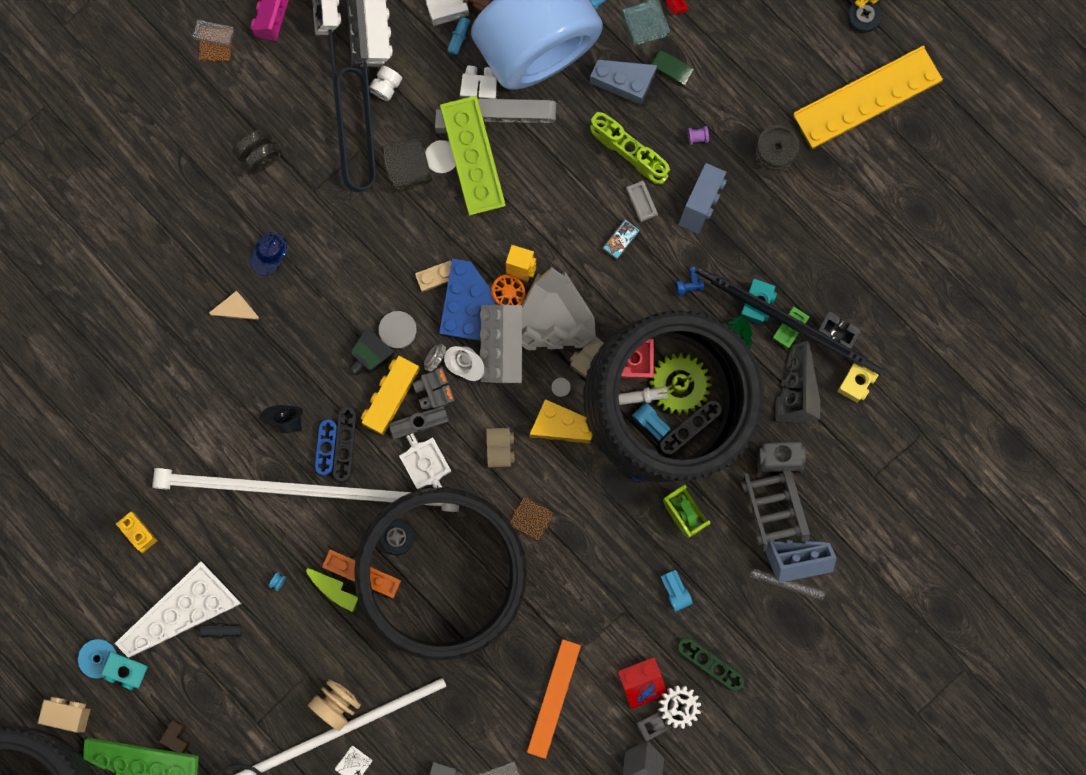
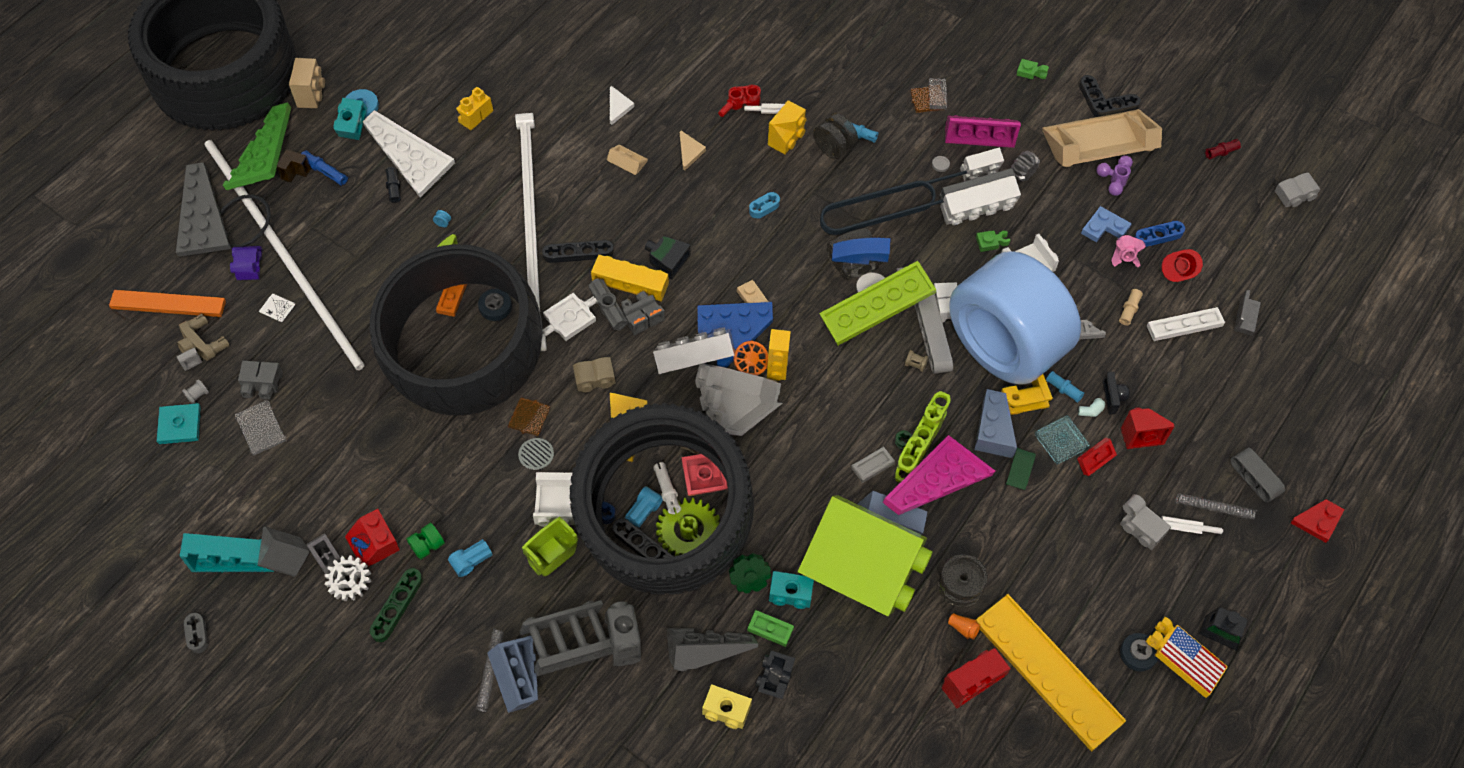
camera: 80 degrees right, 20 degrees down
(157, 374) = (618, 105): none -> white tile
(180, 237) = (741, 95): none -> red beam
(185, 702) = (318, 164): none -> blue pin
(197, 209) = (765, 108): none -> white axle
(230, 196) = (786, 127): none -> yellow slope
(233, 376) = (626, 159): none -> tan slope
(248, 125) = (865, 133): none -> dark azure pin
(268, 253) = (746, 166): clear blue piece -> none
(284, 417) = (593, 198): black piece -> none
(304, 52) = (940, 164): none -> light grey piece
(319, 246) = (764, 205): none -> dark azure beam
(319, 461) = (559, 233): blue beam -> none
(334, 705) = (328, 274): tan wheel -> none
(385, 82) = (929, 225): white wheel -> none
(397, 329) = (695, 275): light grey tile -> none
(410, 29) = (990, 241): none -> bright green plate
(416, 157) = (862, 250): none -> blue slope
(434, 357) = (672, 304): light grey gear -> none
(464, 362) = (673, 328): white piece -> none
(539, 134) = (916, 361): none -> dark tan bush
(554, 699) = (350, 463): orange tile -> none
(572, 517) = (536, 453): none -> light grey sticker
(601, 46) = (1029, 398): none -> yellow piece
(621, 239) = (828, 451): tile -> none
(626, 169) = (906, 435): none -> dark green bush
(630, 504) = (552, 498): none -> white panel
(650, 624) = (423, 542): none -> green wheel
(667, 135) = (939, 474): none -> dark pink wing
(686, 514) = (548, 545): bright green plate -> none
(695, 284) = (798, 528): blue piece -> none
(698, 135) = (956, 504): medium lavender bush -> none
(748, 227) = (865, 556): none -> lime brick
(788, 320) = (773, 620): black axle -> none
(816, 157) = (967, 627): none -> orange cone
(866, 160) = (975, 677): none -> red wedge

